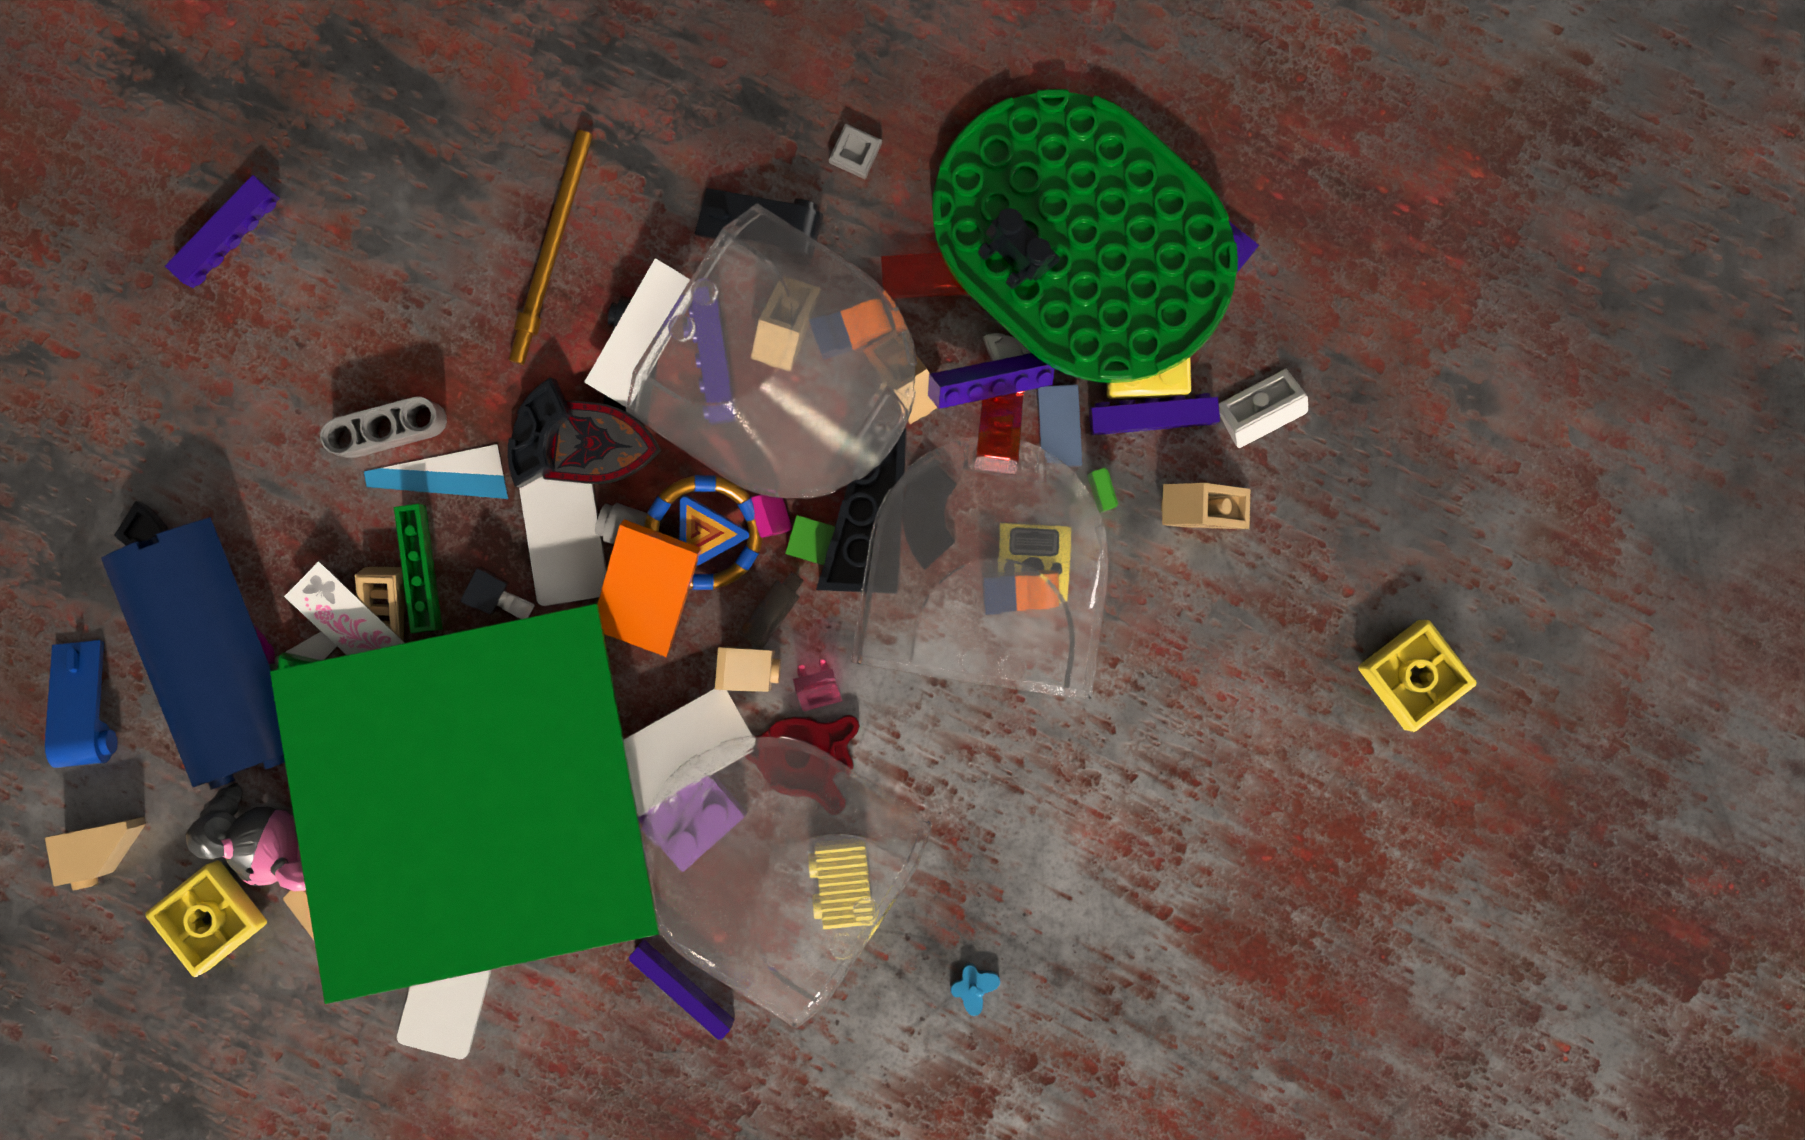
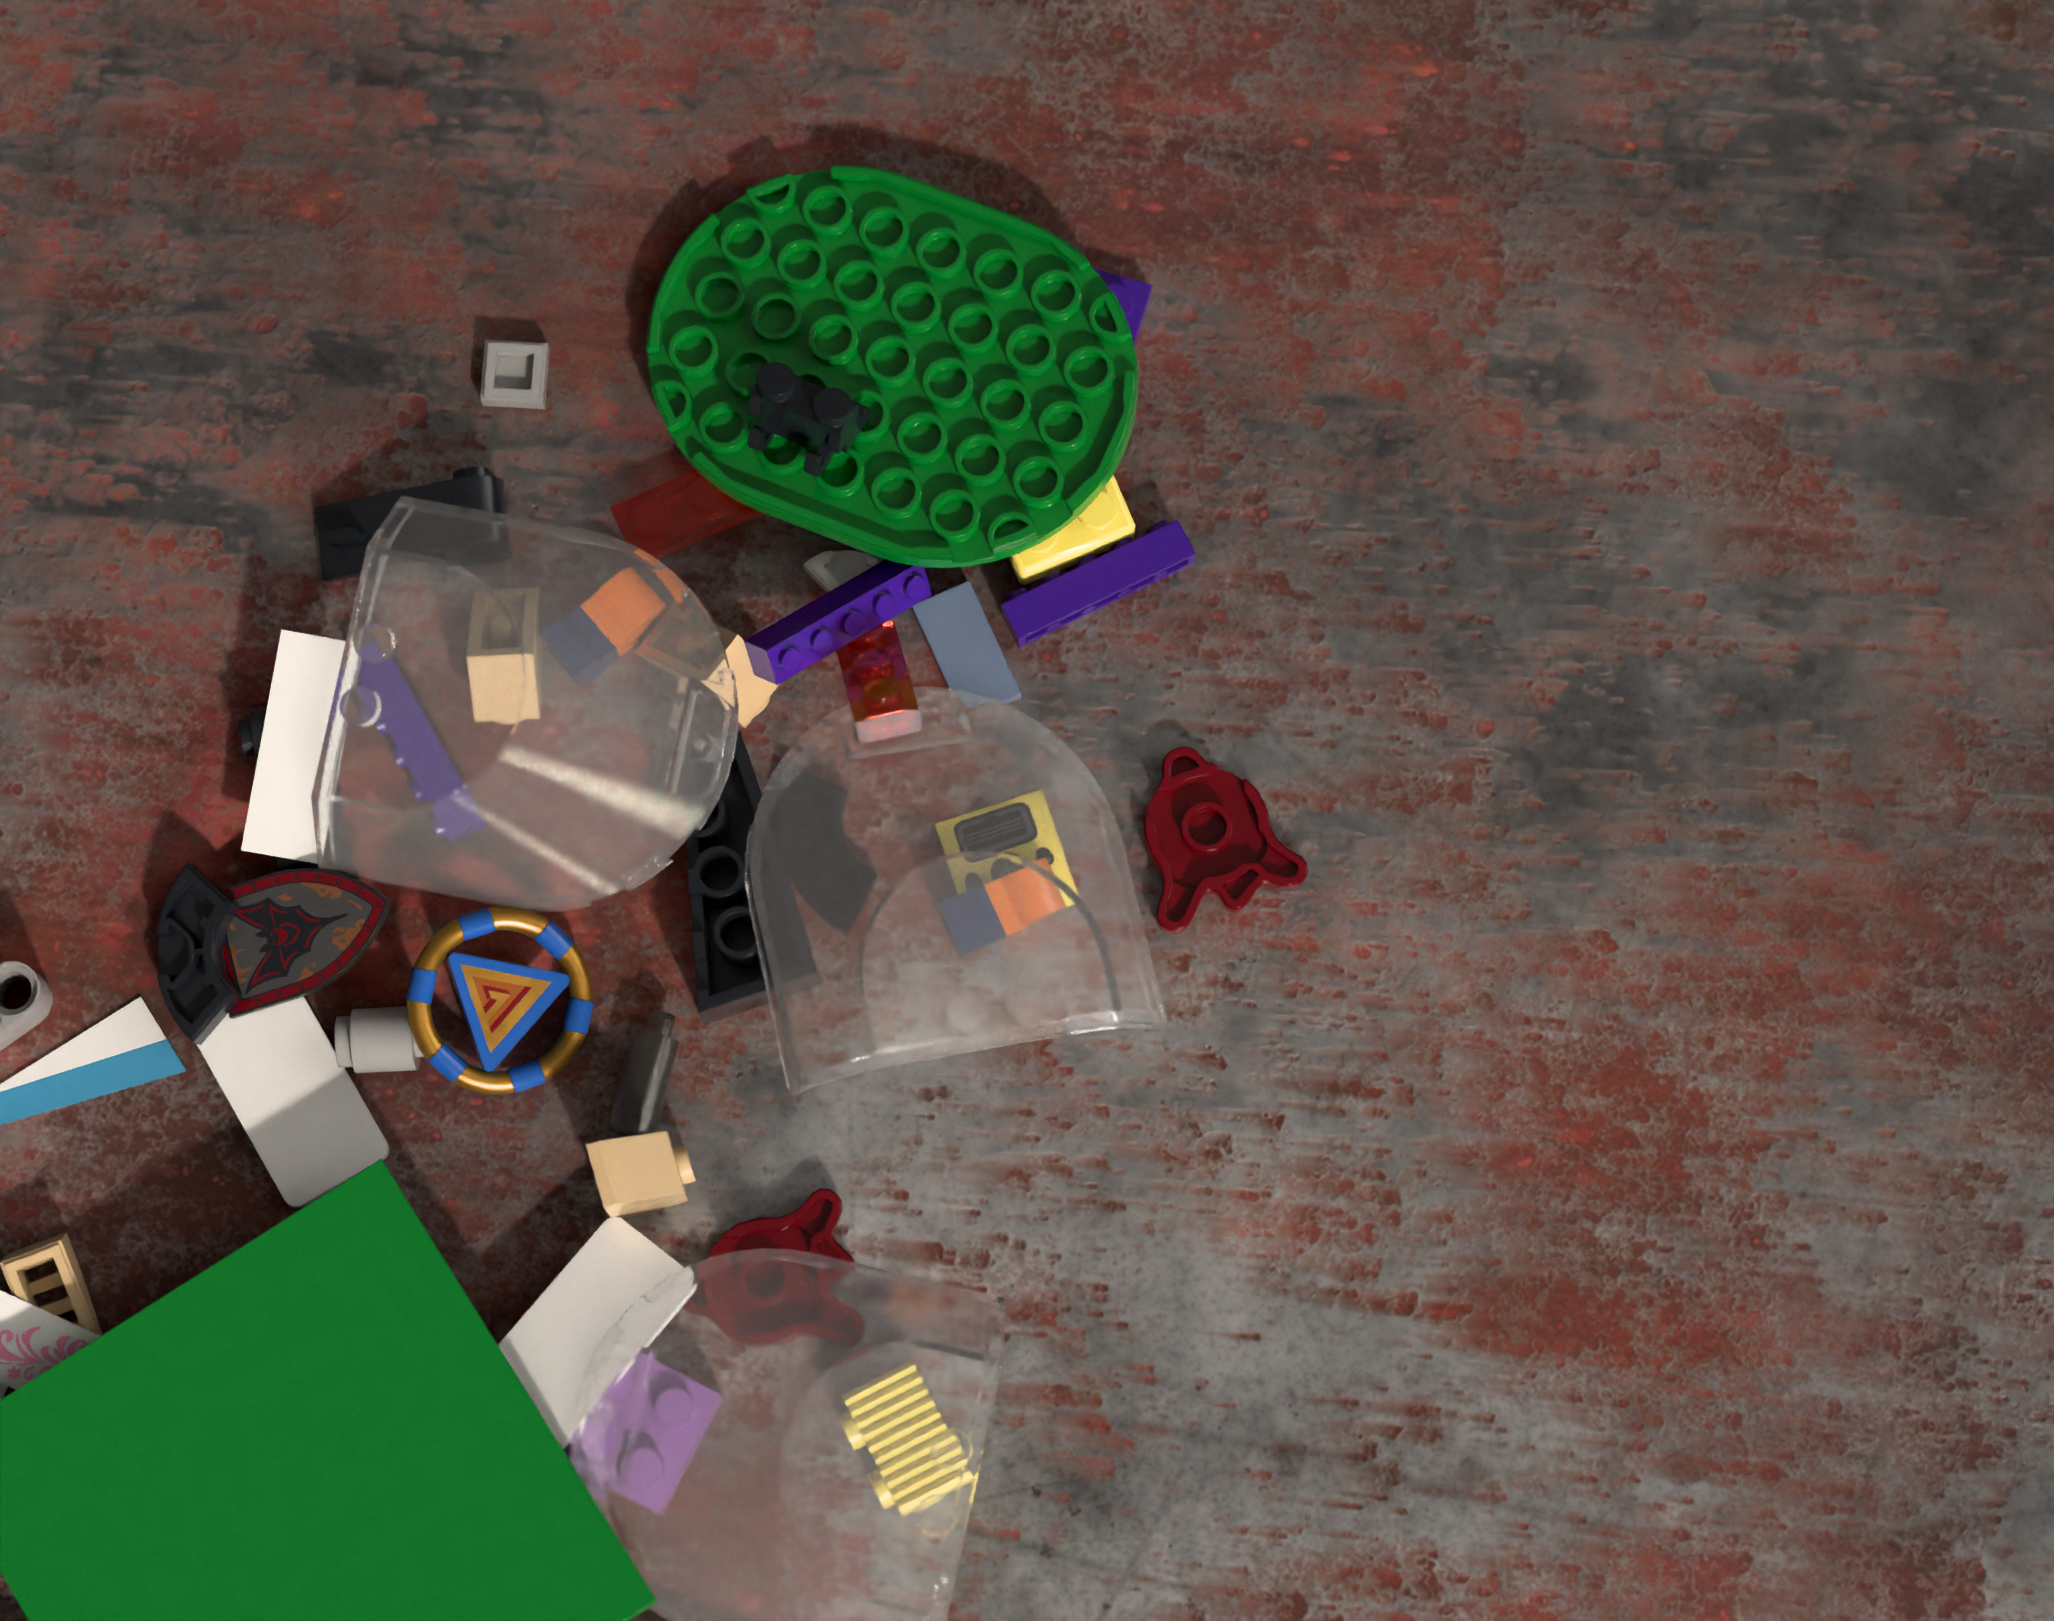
camera: 20 degrees left, 10 degrees down
(418, 568) = (90, 1221): green piece -> none
(488, 591) = (208, 1215): black piece -> none
(527, 322) = (122, 798): pearl gold bar -> none
(646, 587) = (446, 1111): orange tile -> none
(771, 516) = (590, 939): dark pink tile -> none
(810, 540) = (662, 956): bright green tile -> none
(817, 688) = (756, 1165): clear pink tile -> none
(973, 987) = (1163, 1524): dark azure piece -> none
(1102, 490) = (1064, 716): bright green tile -> none
(1159, 594) = (1211, 838): none -> dark red tile
(1205, 506) = (1224, 681): tan slope -> none
(1263, 408) = (1253, 513): white slope -> none
(1442, 677) = (1668, 795): light yellow brick -> none

